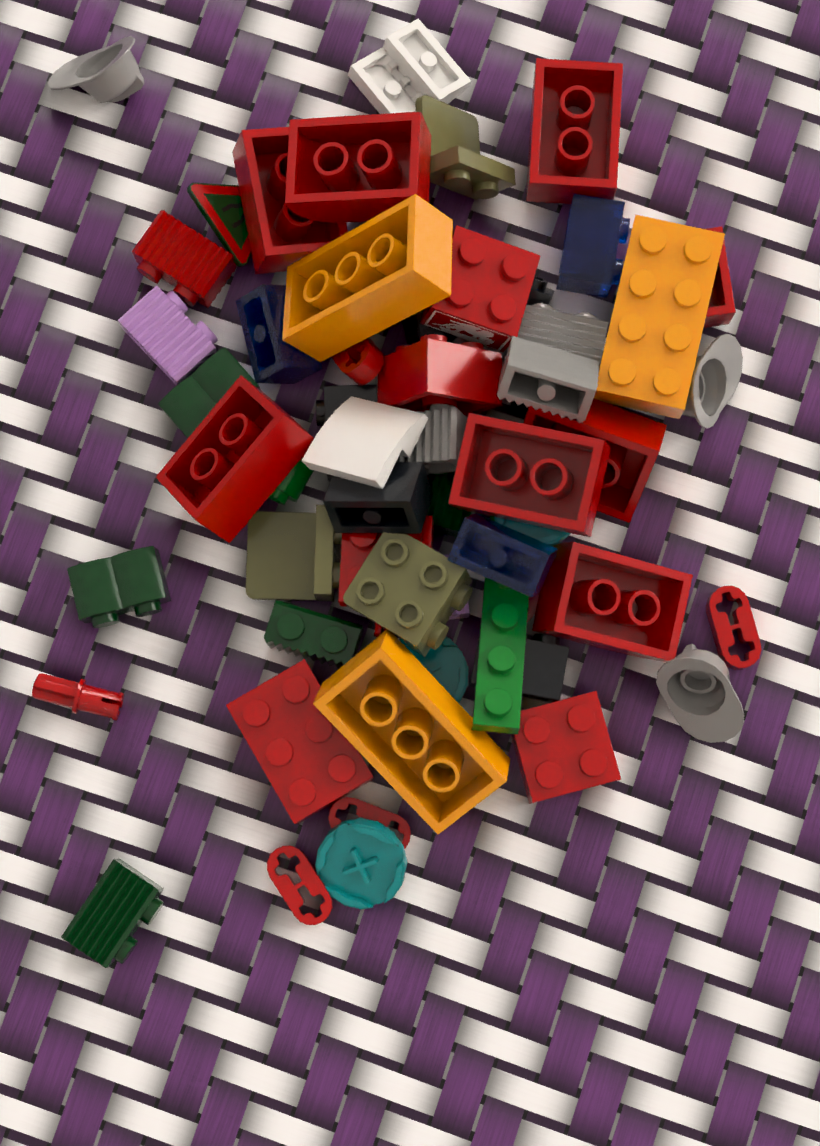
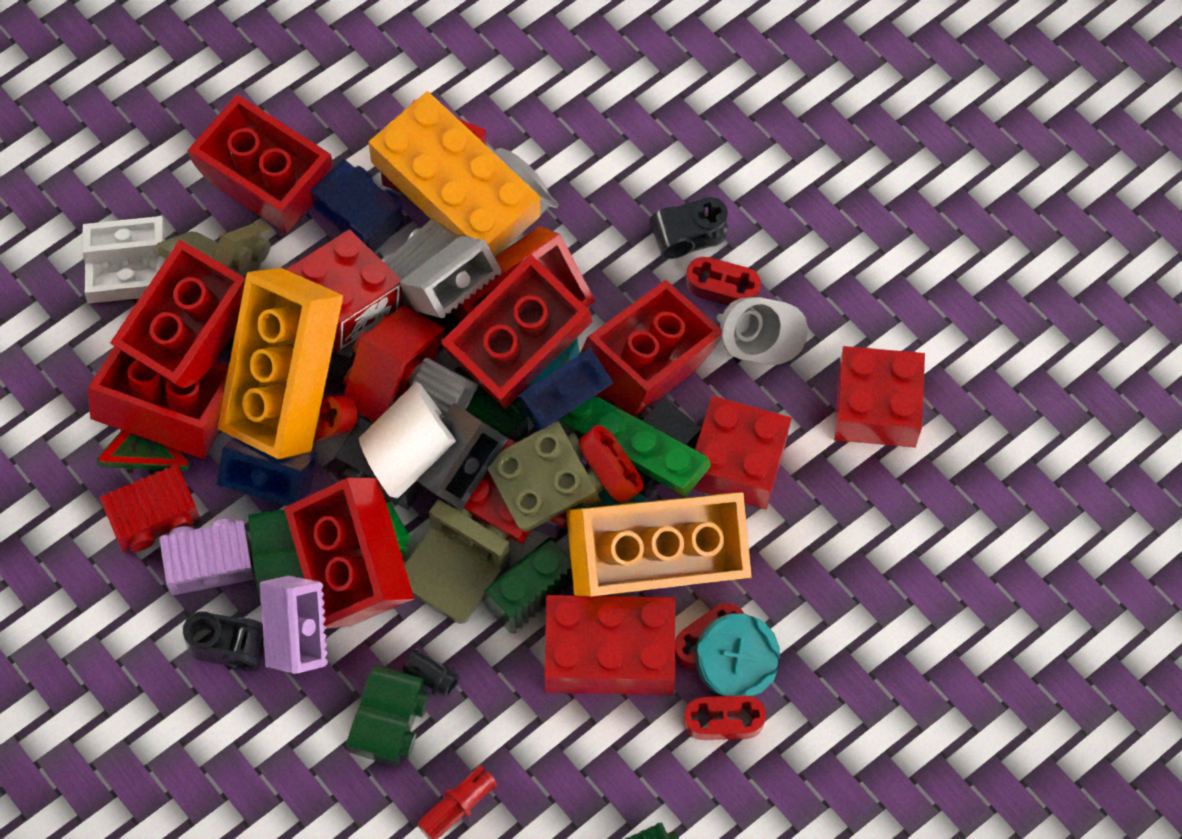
camera: 60 degrees left, 15 degrees down
(107, 409) = (233, 644): none -> black piece
(143, 452) = (293, 624): none -> lavender brick
(183, 599) = (436, 676): none -> black pin
(459, 641) = (611, 464): none -> red beam
(704, 847) = (879, 396): none -> red brick
(764, 559) = (688, 228): none -> black piece

